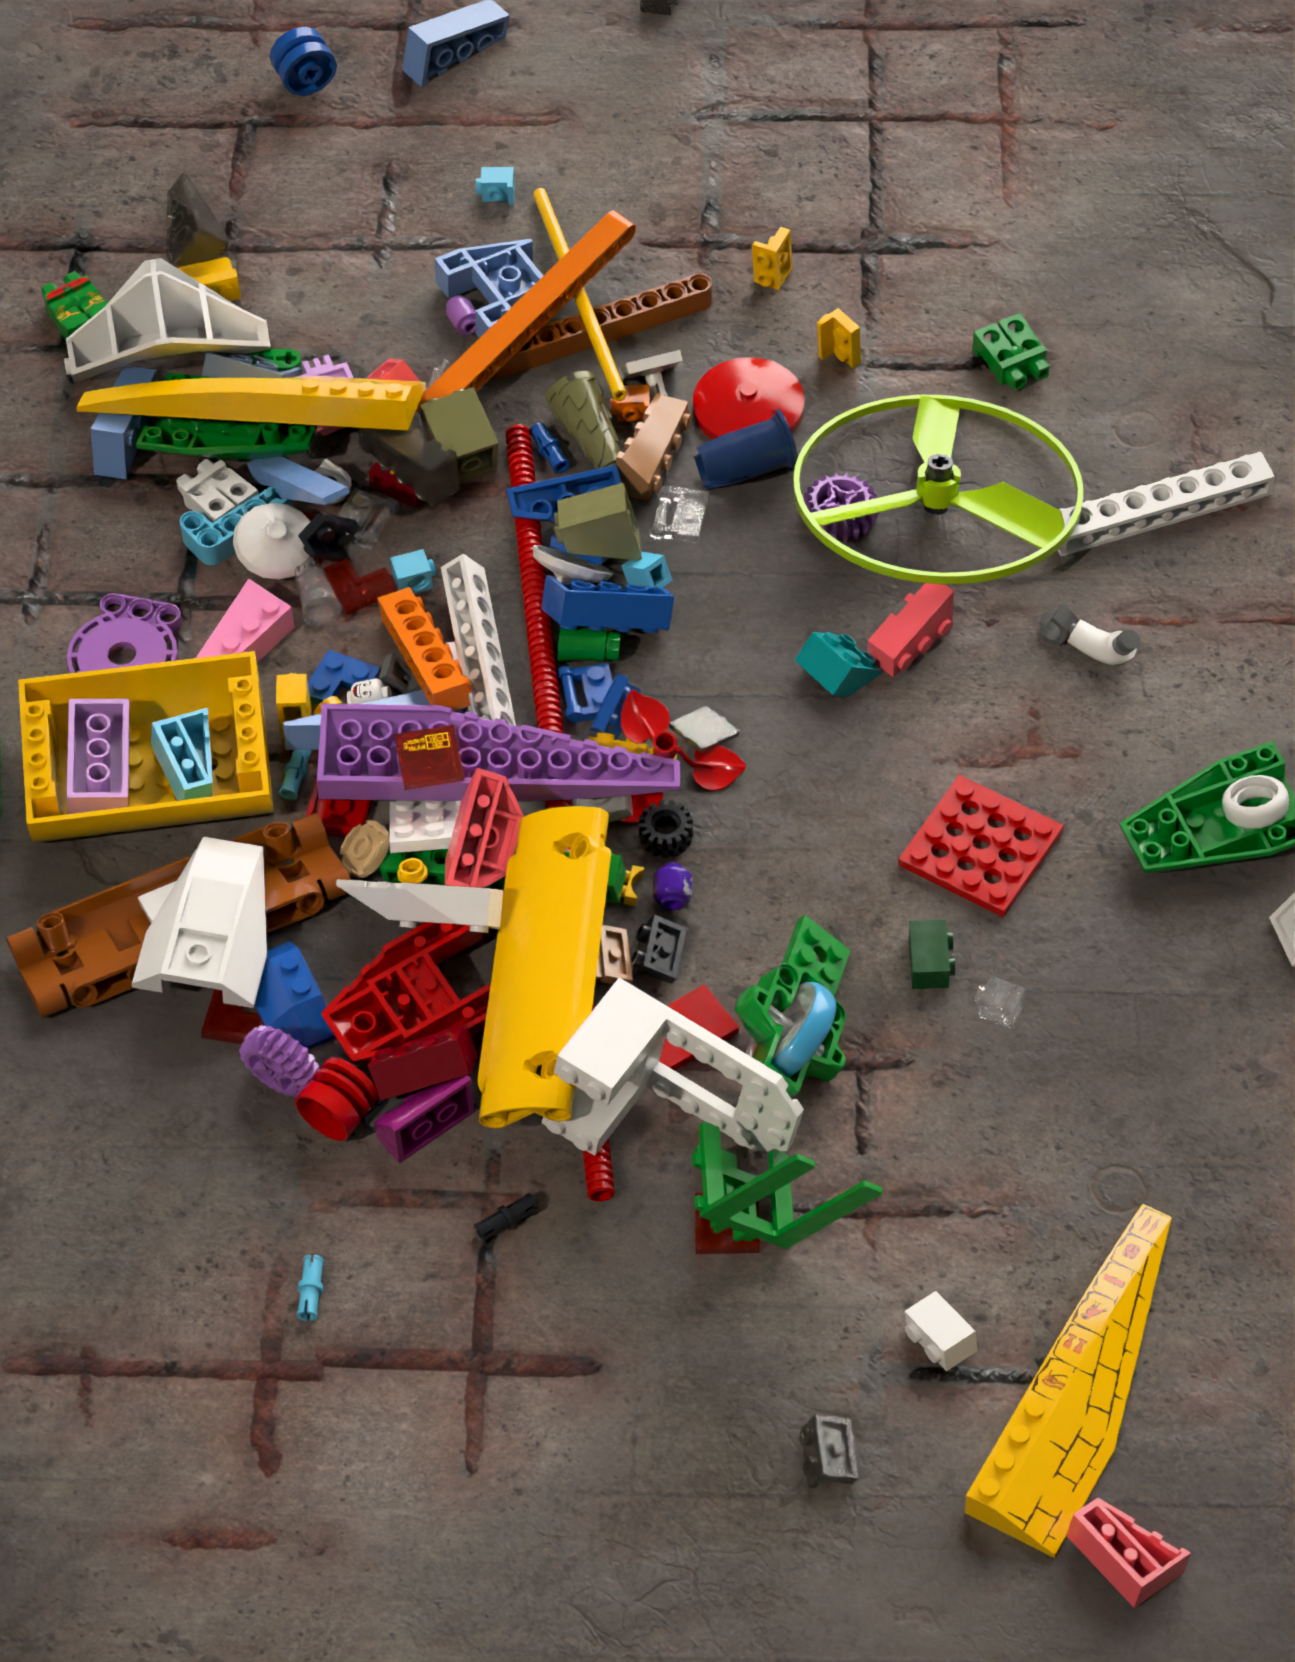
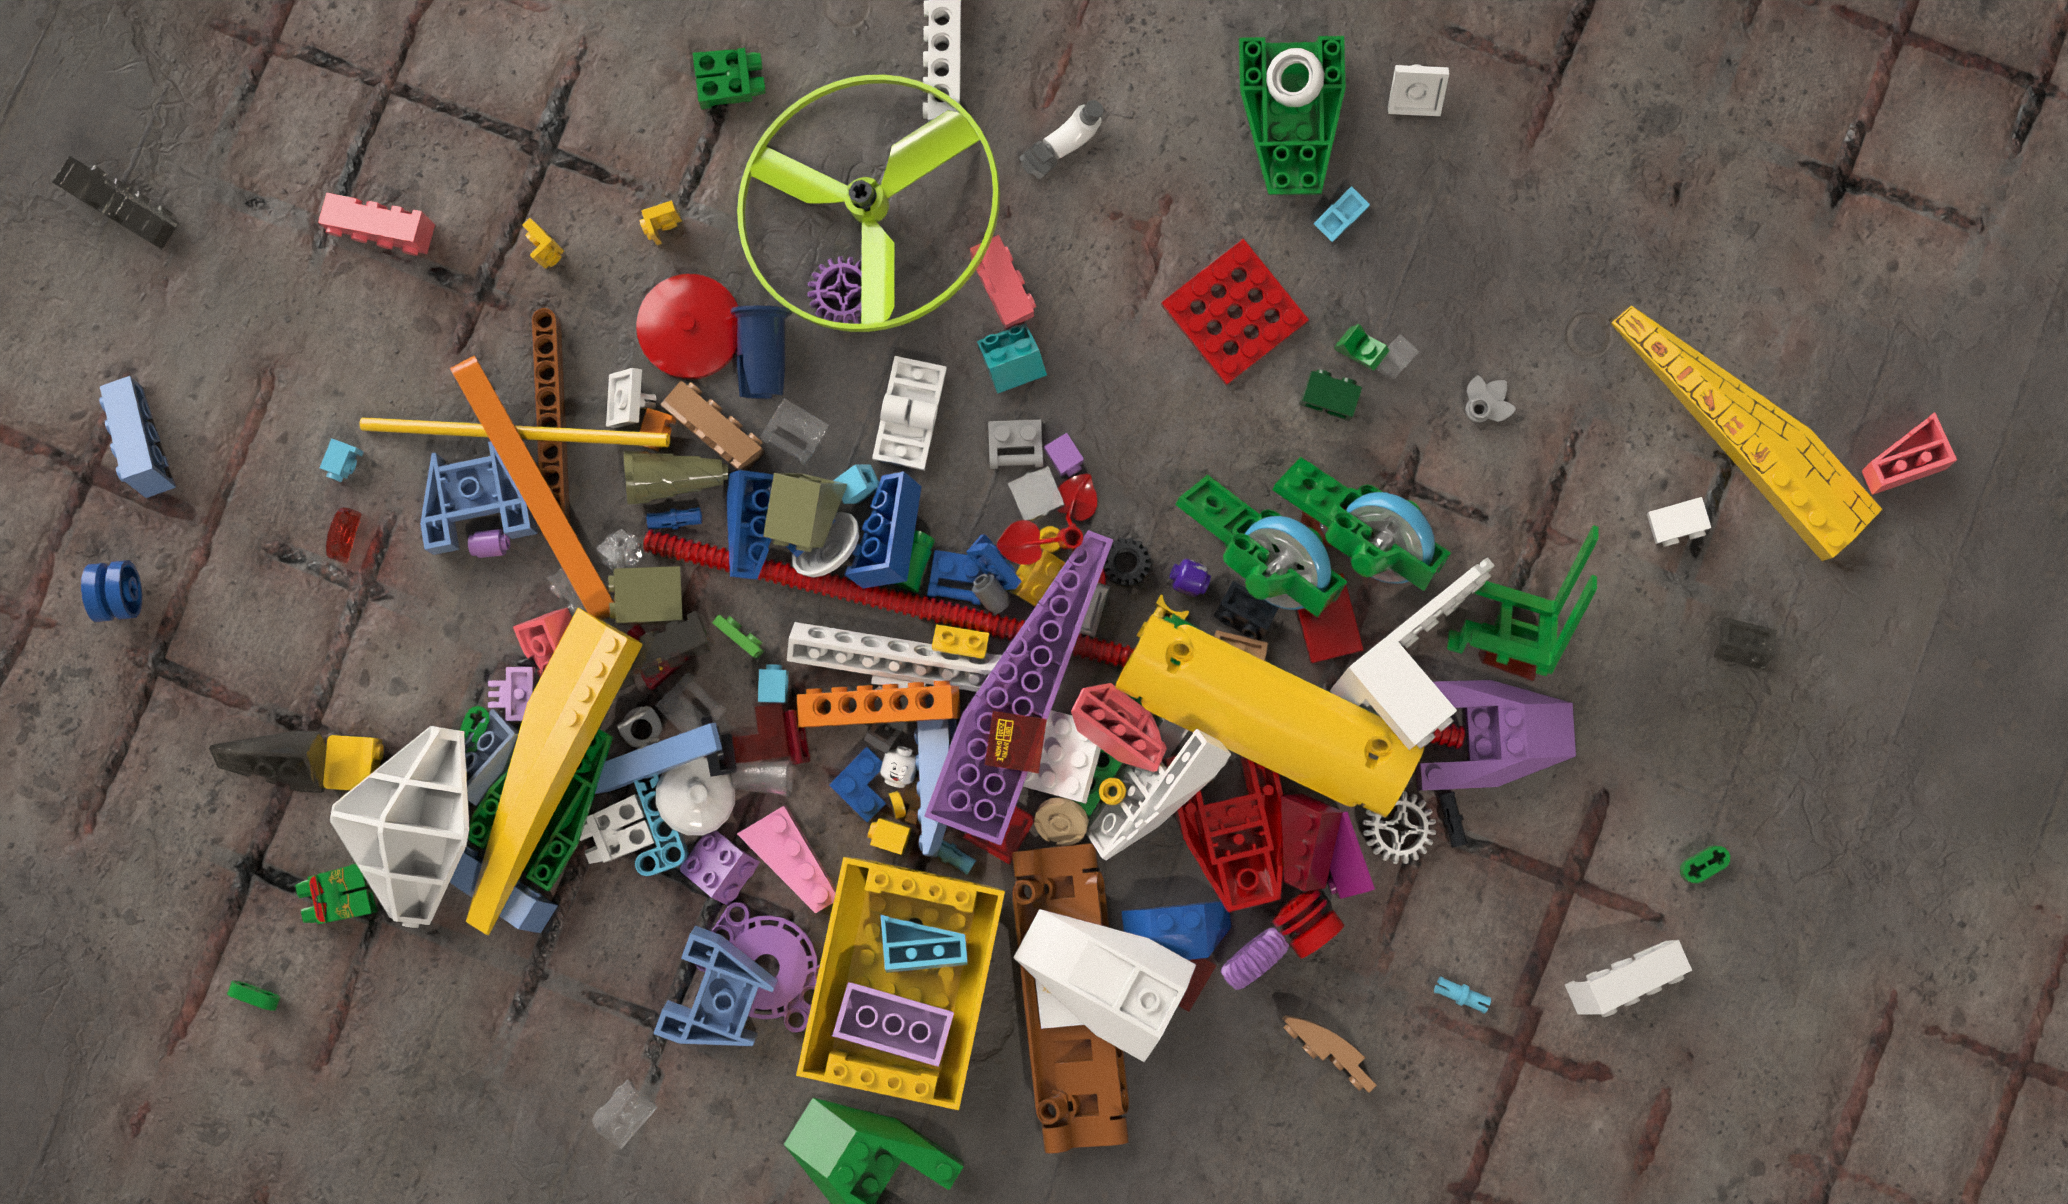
camera: 75 degrees left, 30 degrees up
(81, 616) = (722, 998): none -> medium blue wedge
(208, 587) = (719, 867): none -> medium lavender bracket
(209, 1172) = (1323, 1042): none -> medium nougat slope
(362, 608) = (796, 738): none -> dark red slope
(388, 1442) = (1629, 979): none -> white wedge
(425, 202) = (342, 534): none -> clear red tile
(450, 527) = (731, 629): none -> bright green plate
(459, 1173) = (1396, 839): none -> white gear
(499, 409) = (620, 550): none -> clear brick
(519, 699) = (960, 641): none -> yellow bracket
(548, 1497) = (1701, 859): none -> green beam
(581, 713) = (991, 593): none -> dark grey brick
(626, 1245) = (1507, 735): none -> medium lavender wedge
(729, 927) = (1267, 550): none -> green piece
(736, 143) = (377, 223): none -> wedge
(741, 598) = (909, 413): none -> white plate
(756, 738) = (1064, 455): none -> medium lavender brick
(758, 694) = (1015, 435): none -> light grey plate
(995, 955) = (1361, 347): none -> green slope
(998, 1110) = (1490, 398): none -> light grey plate
(1130, 907) = (1341, 214): none -> medium azure slope

